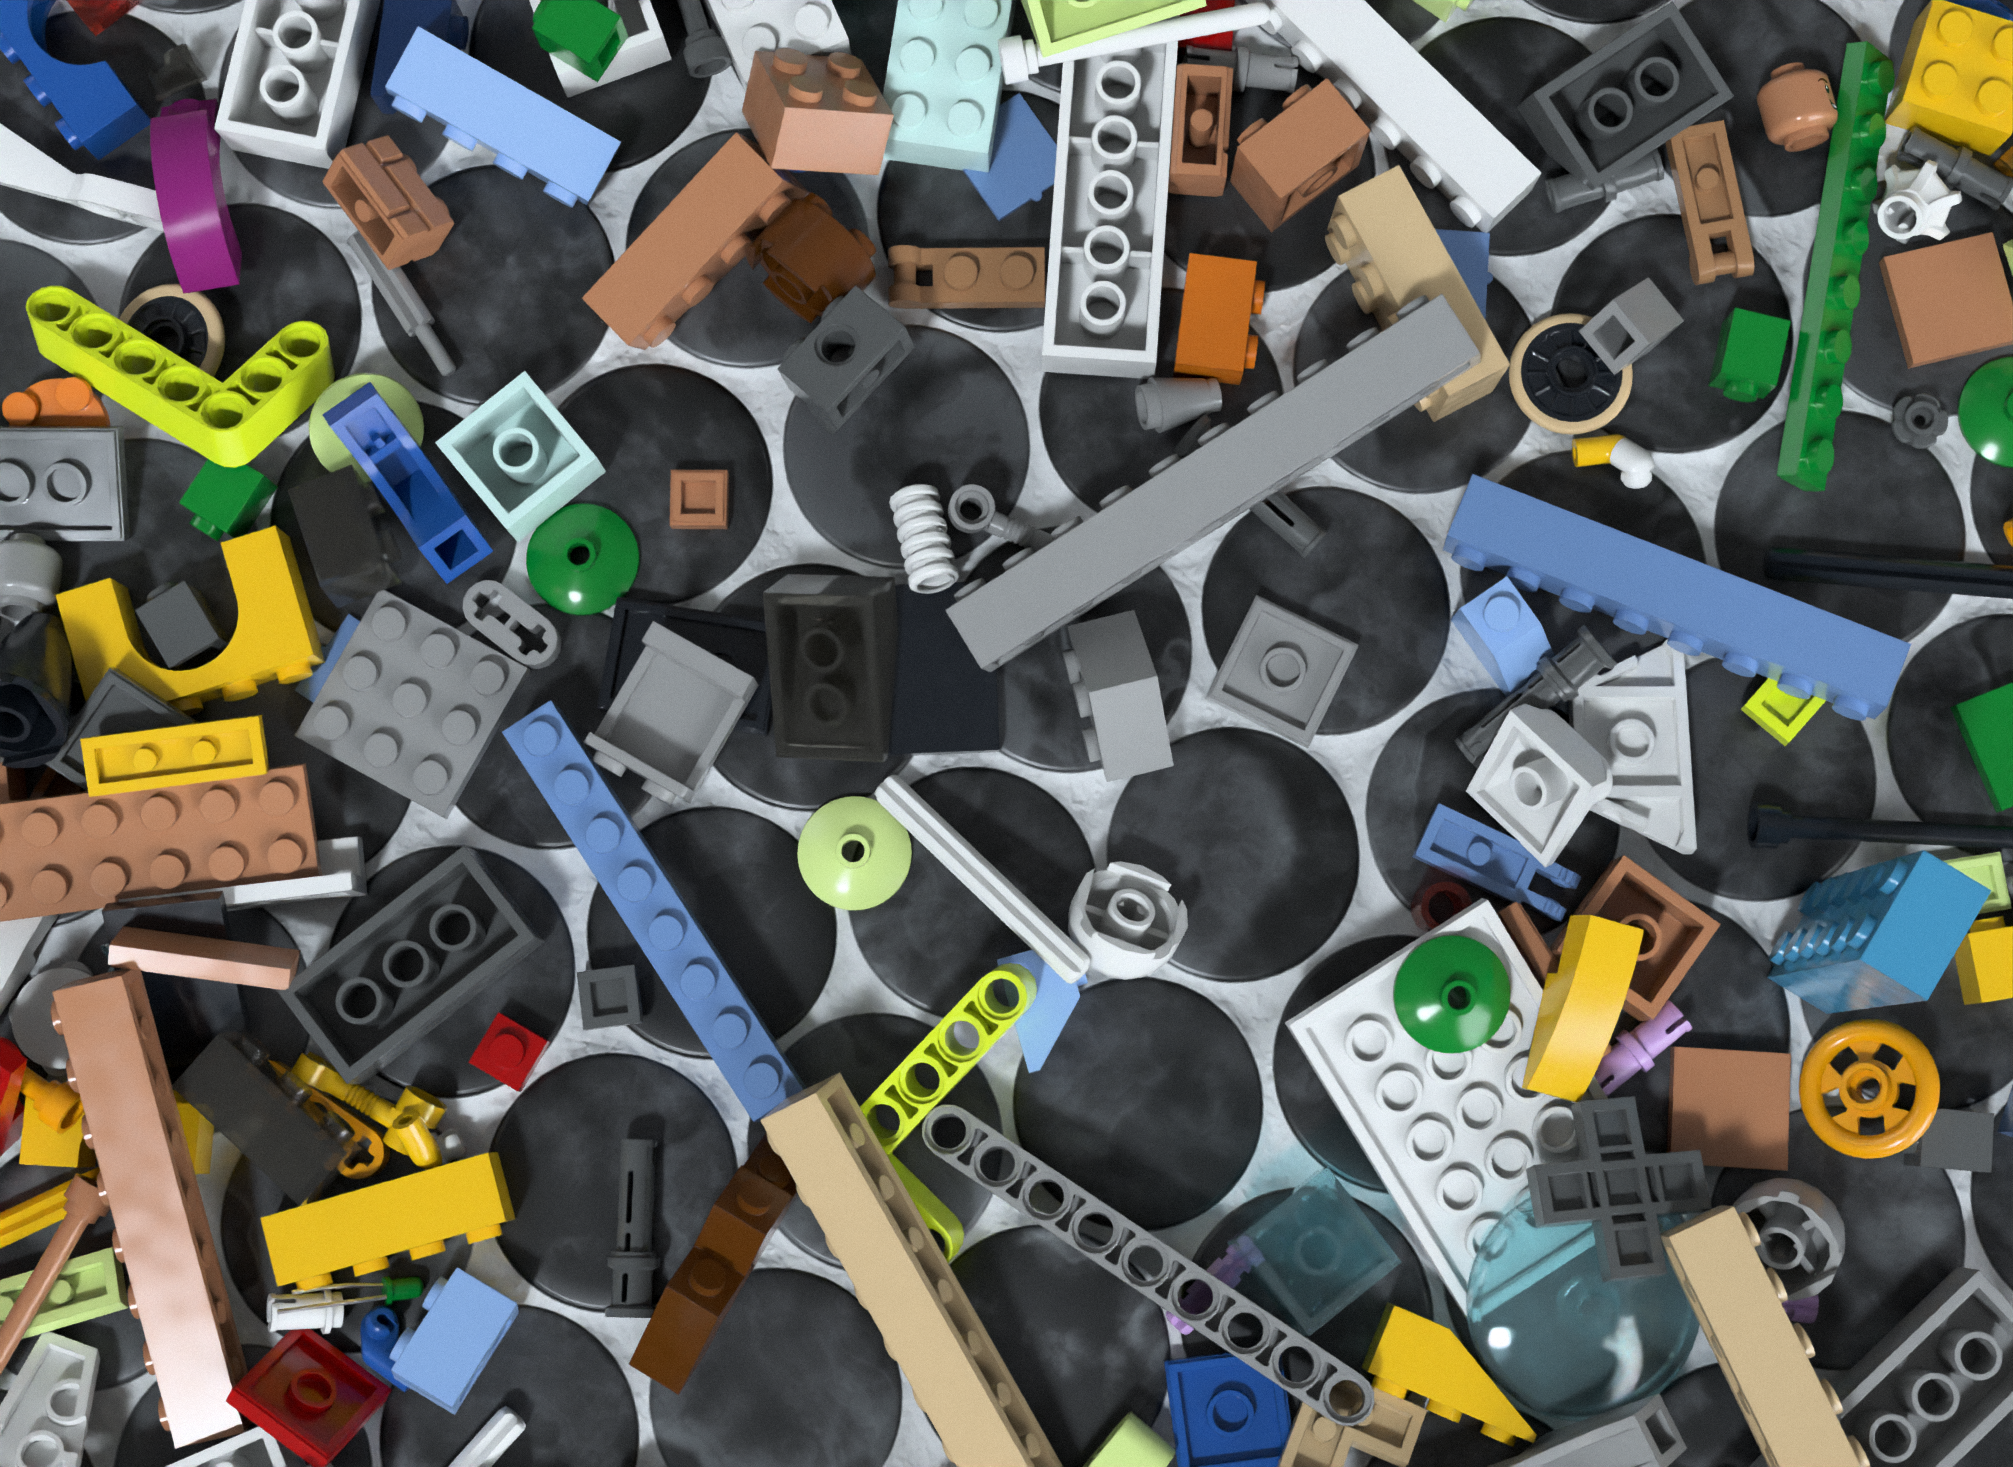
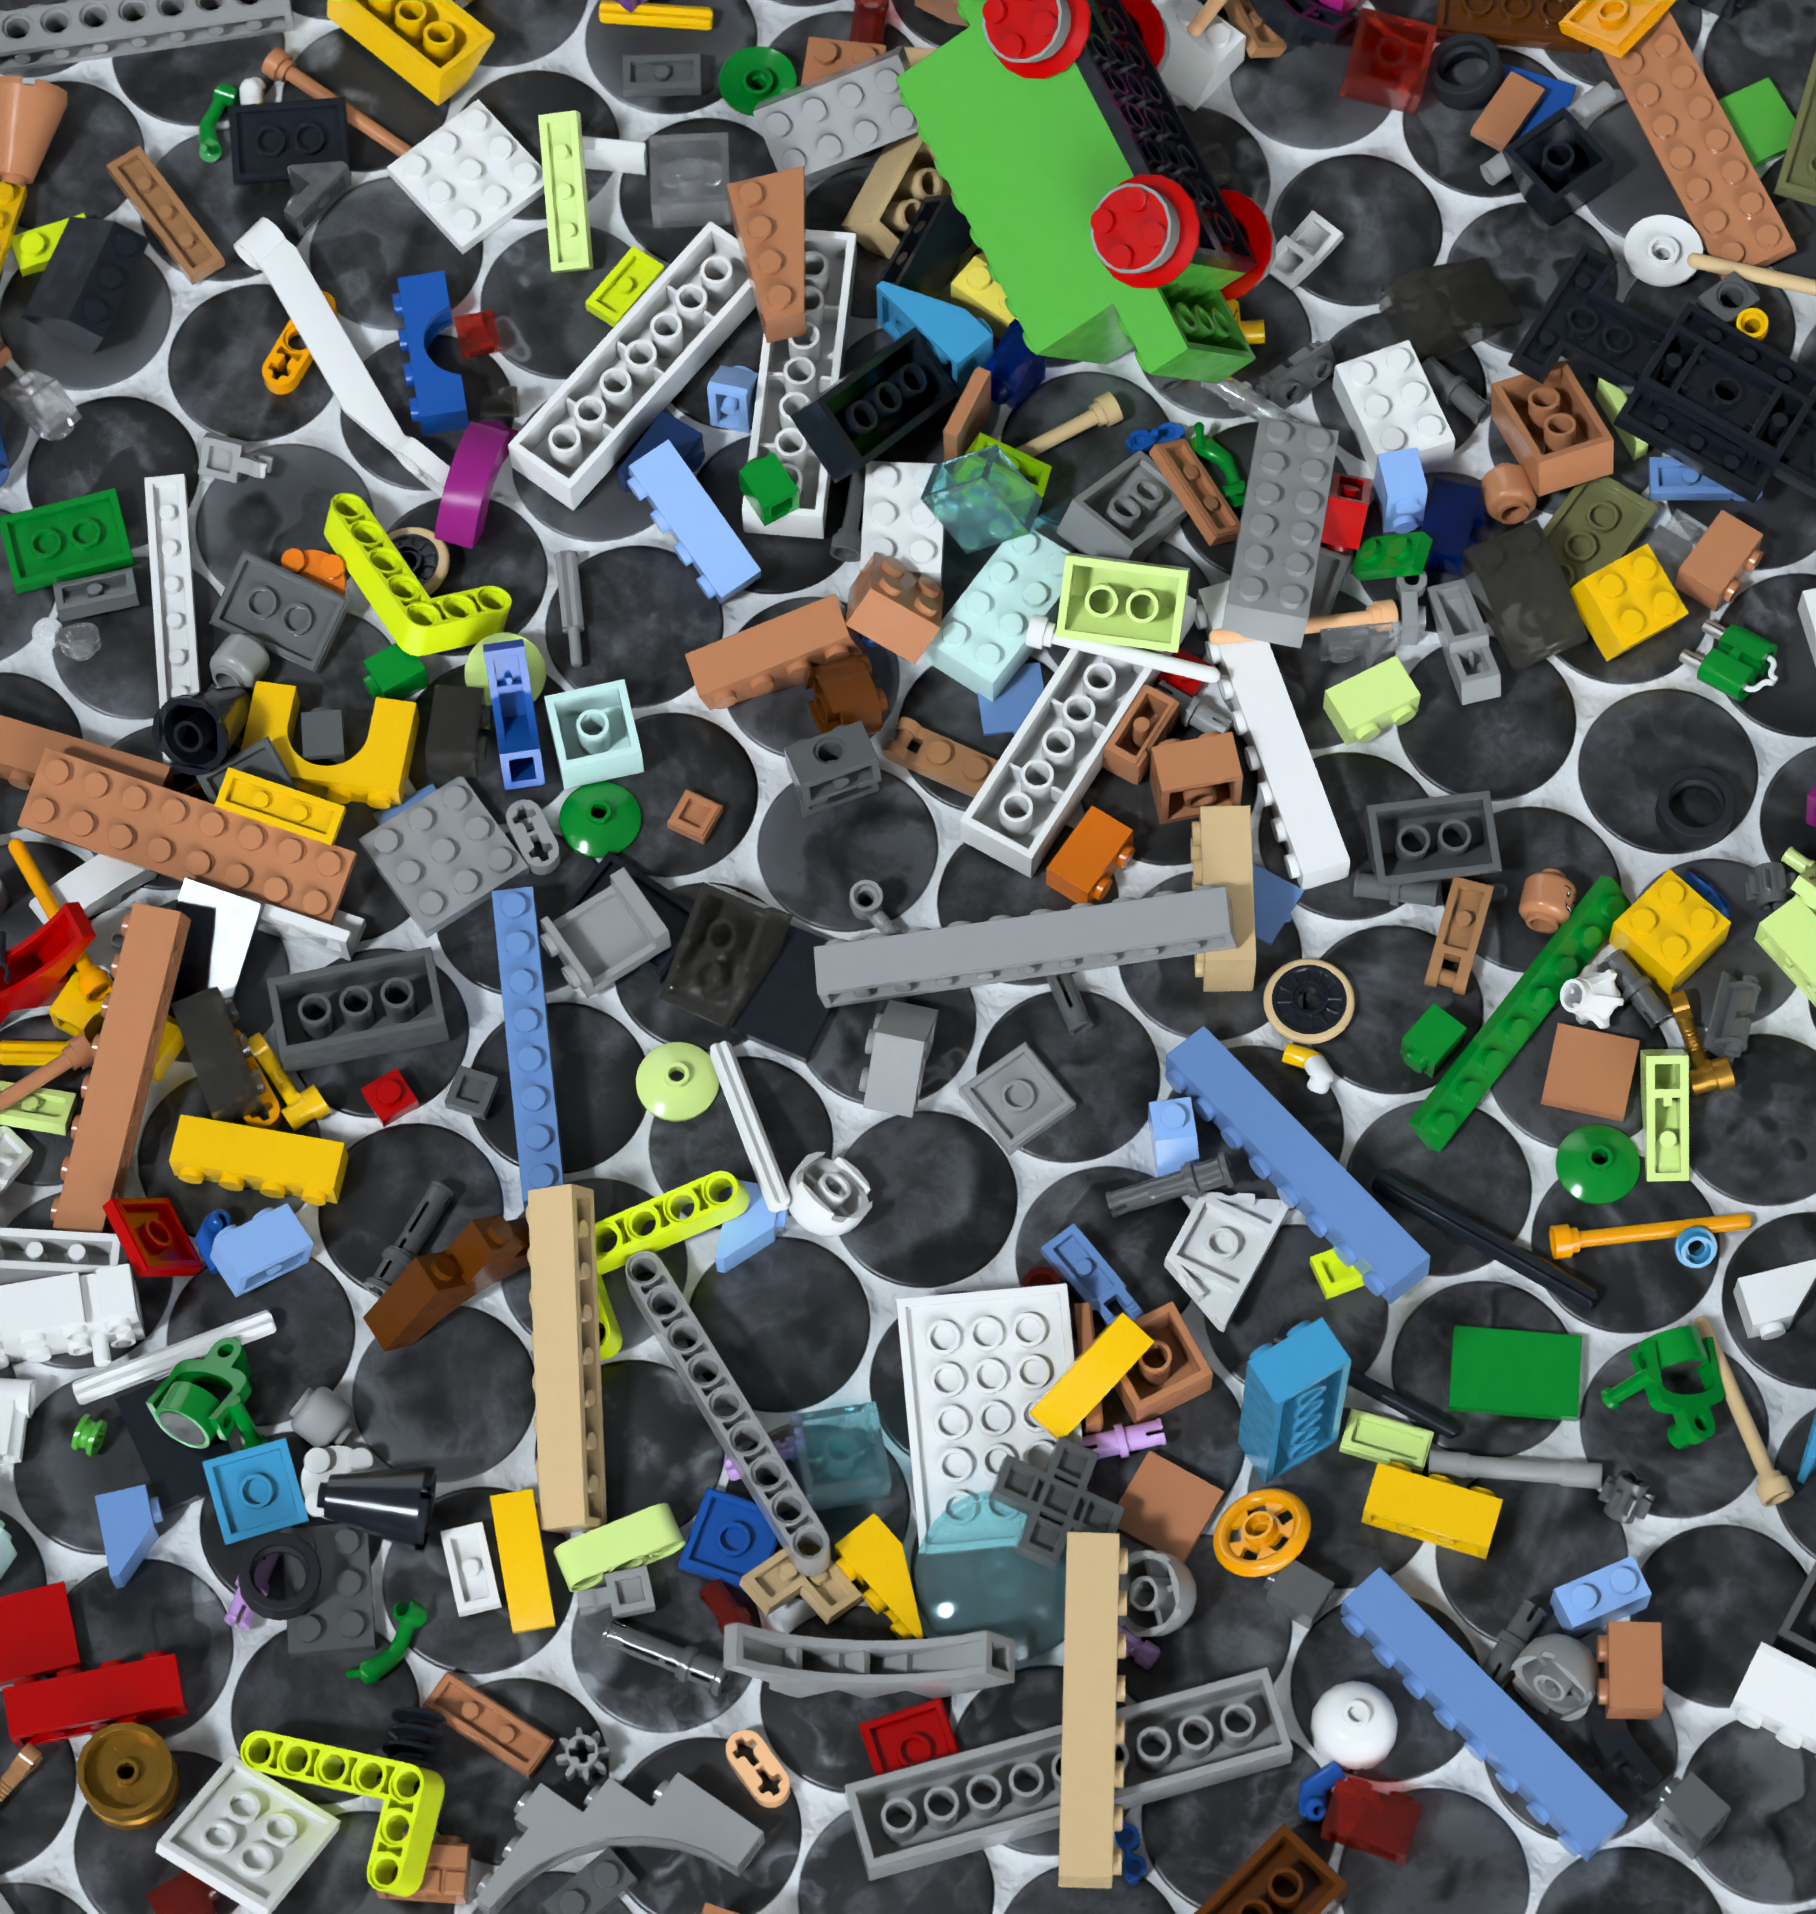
camera: 25 degrees right, 15 degrees down
(204, 958) = (233, 934): nougat tile -> none
(309, 1319) = (176, 1190): white pin -> none
(388, 201) = (593, 541): nougat brick -> none
(392, 1290) = (236, 1205): piece -> none
(427, 1148) = (304, 1118): yellow arm -> none
(924, 538) = (825, 903): white piece -> none
(1175, 401) = (1032, 893): light grey cone -> none
(1424, 986) = (1010, 1353): green dish -> none
(1540, 780) = (1145, 1233): white slope -> none
(1631, 325) = (1360, 984): light grey brick -> none
(1908, 431) = (1524, 1147): dark grey plate -> none

